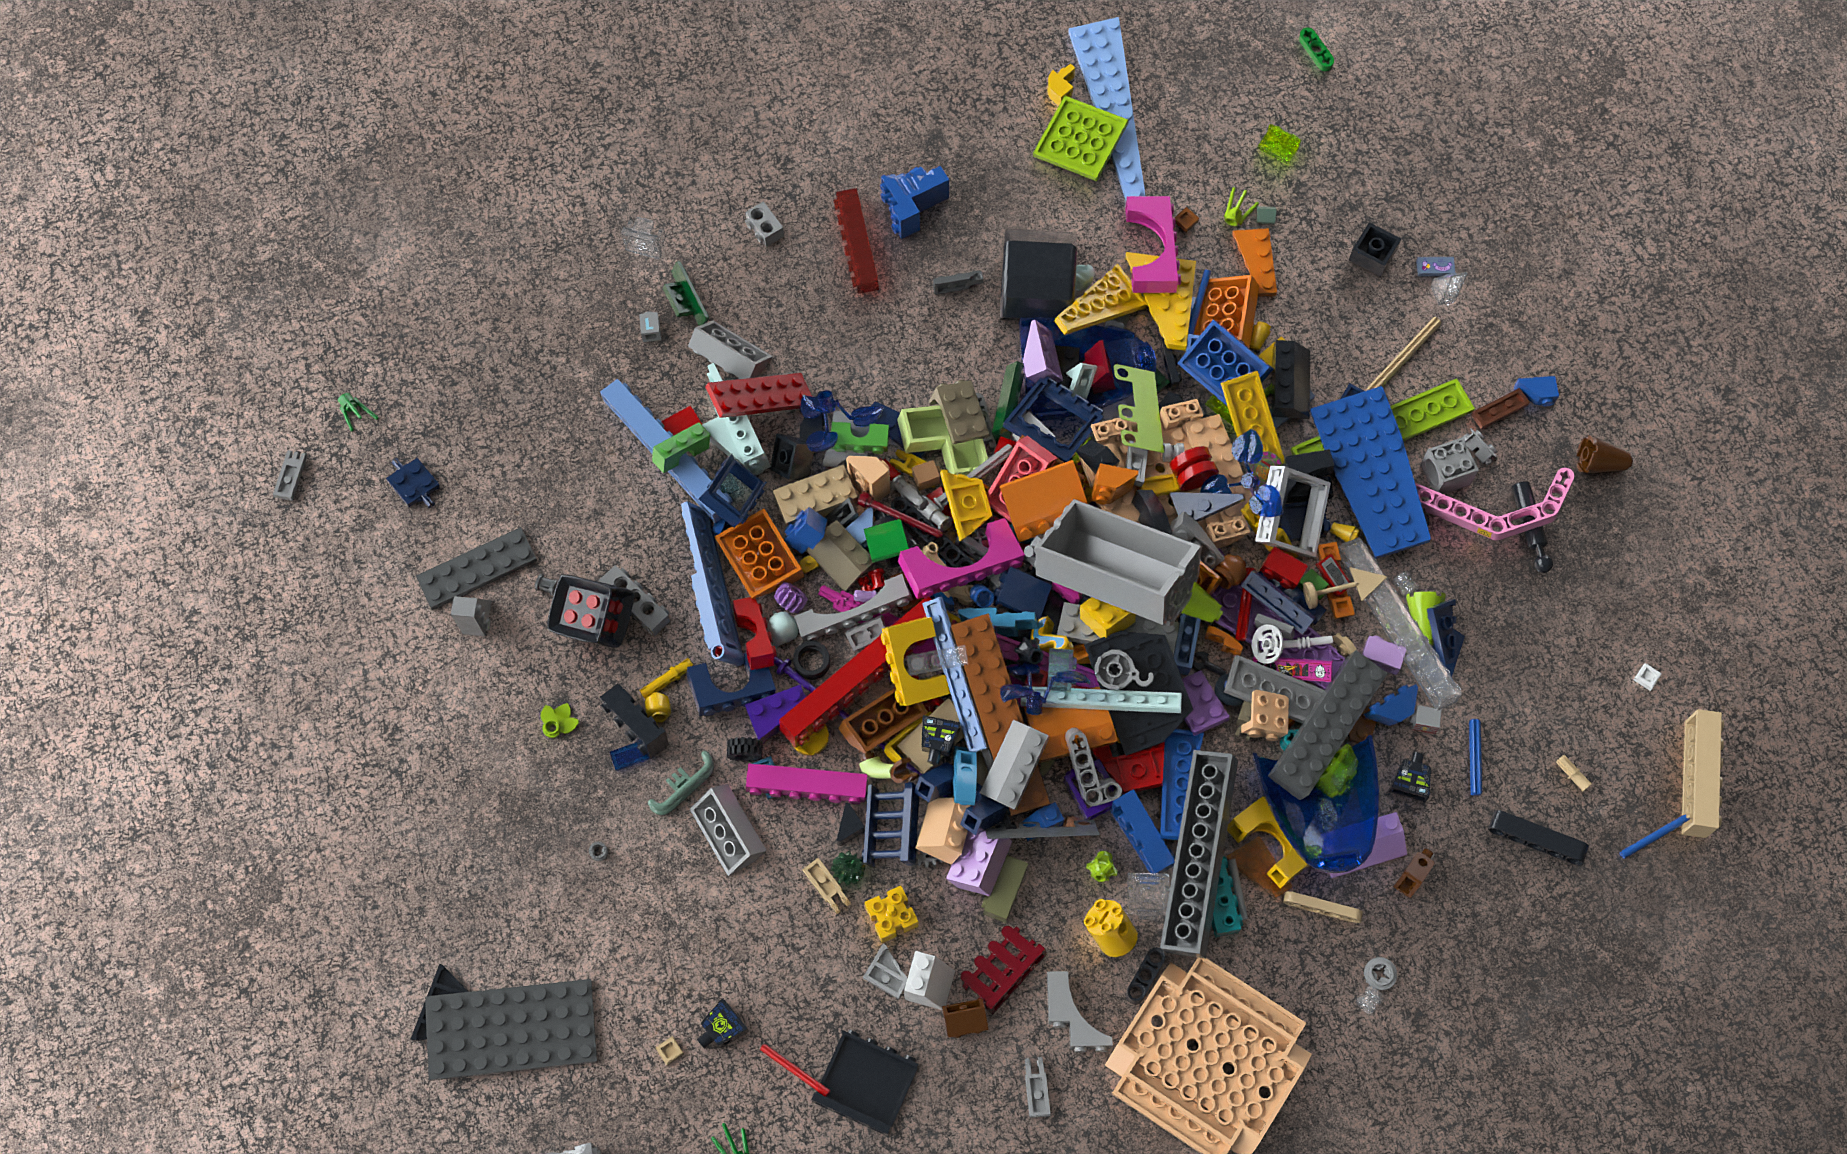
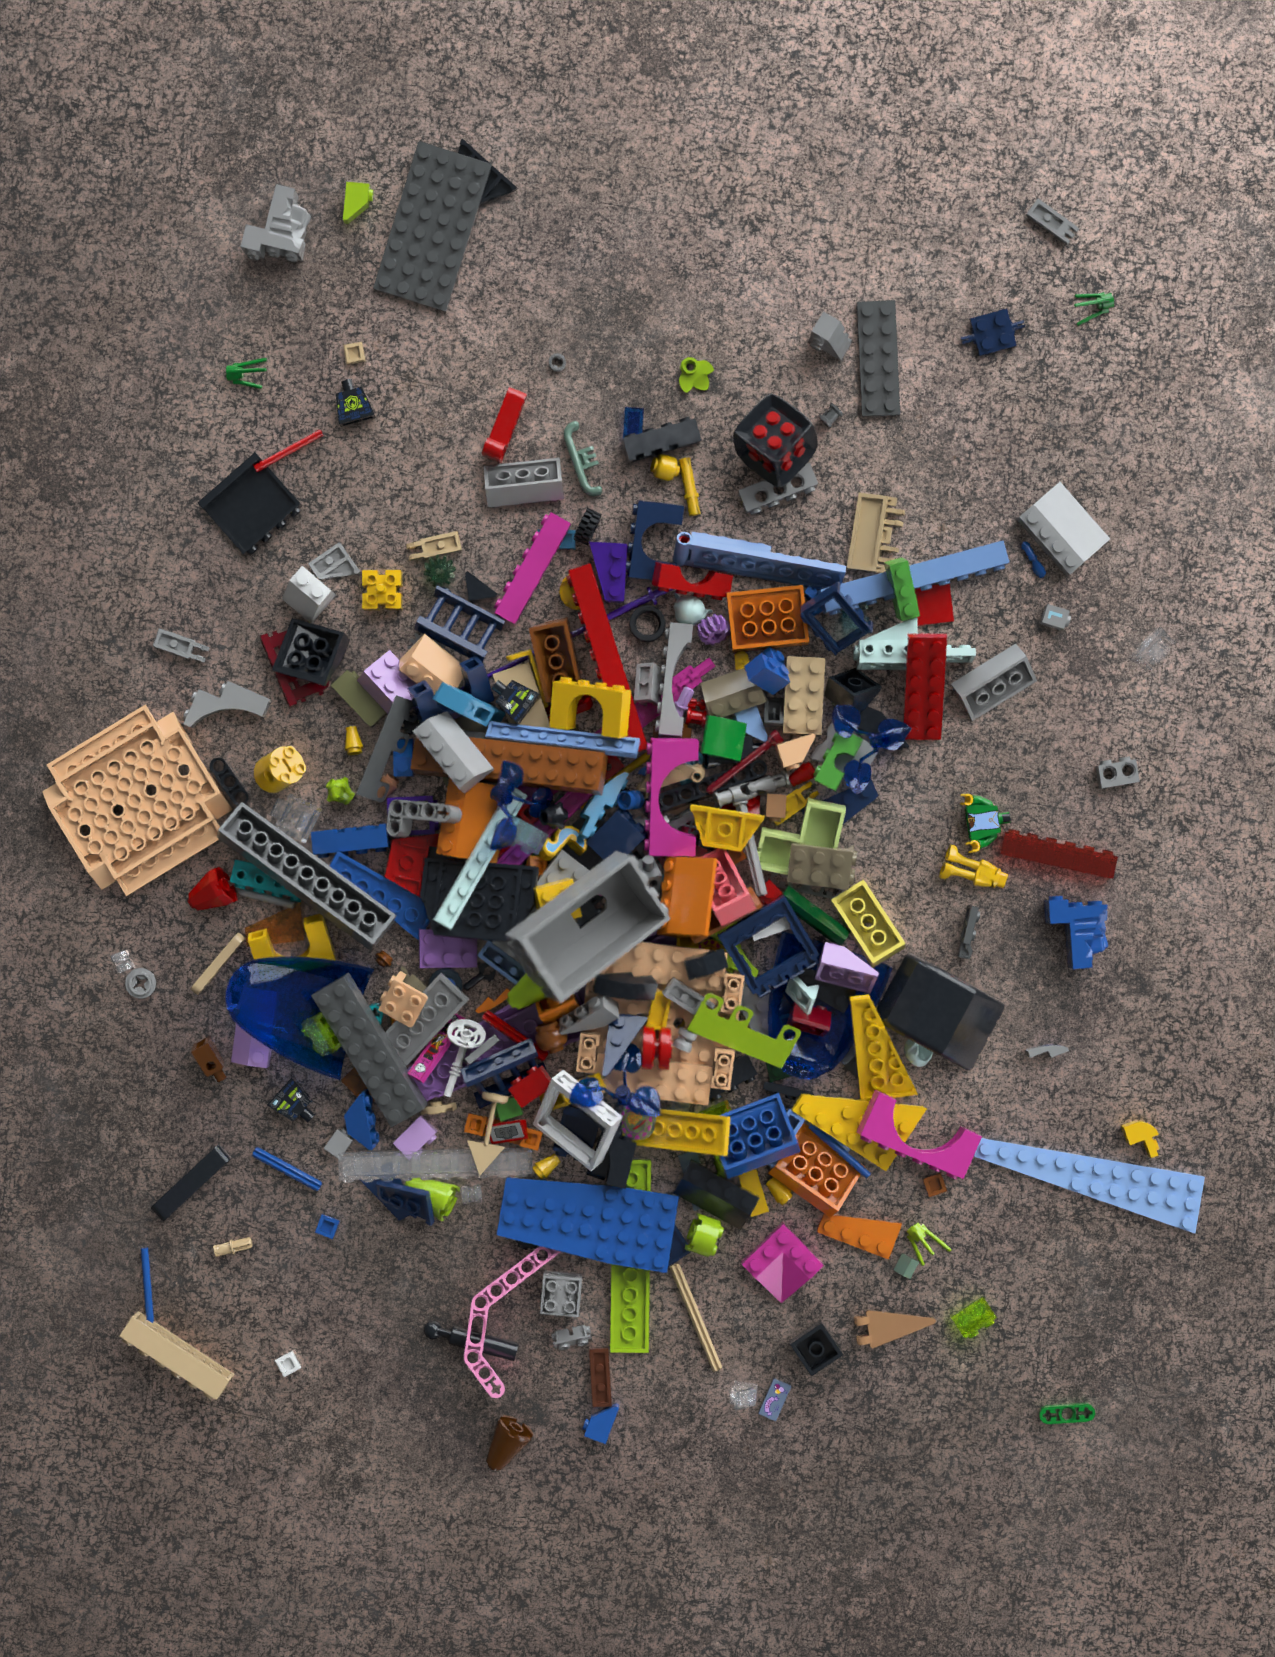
camera: 115 degrees right, 20 degrees up
(513, 1118) = (356, 200): none -> lime slope
(569, 353) = (1063, 529): none -> slope
(612, 359) = (1037, 567): none -> blue piece
(640, 506) = (870, 532): none -> tan hinge
(681, 871) = (504, 426): none -> red beam
(684, 297) = (1072, 661): dark green bracket -> none
(857, 308) = (982, 821): none -> torso
(877, 769) = (500, 649): piece -> none
(903, 291) = (984, 872): none -> yellow piece
(937, 660) = (580, 725): clear slope -> none
(965, 1018) = (264, 611): reddish brown brick -> none
(984, 953) = (310, 652): none -> black slope
(999, 341) = (859, 907): none -> light yellow brick
(1025, 179) = (1052, 1050): none -> light grey slope
(1048, 877) = (353, 743): none -> yellow cone
(1080, 138) = (1070, 1125): lime plate -> none
(1112, 483) = (670, 958): orange slope -> none
(1127, 671) = (487, 886): light grey piece -> none
(1239, 754) = (383, 959): none -> dark orange plate
(1259, 942) = (212, 891): none -> red cone
(1318, 307) = (782, 1263): none -> dark pink slope
(1324, 206) = (888, 1326): none -> medium nougat flag
(1332, 375) = (703, 1235): none -> lime brick
(1506, 696) = (327, 1226): none -> blue plate

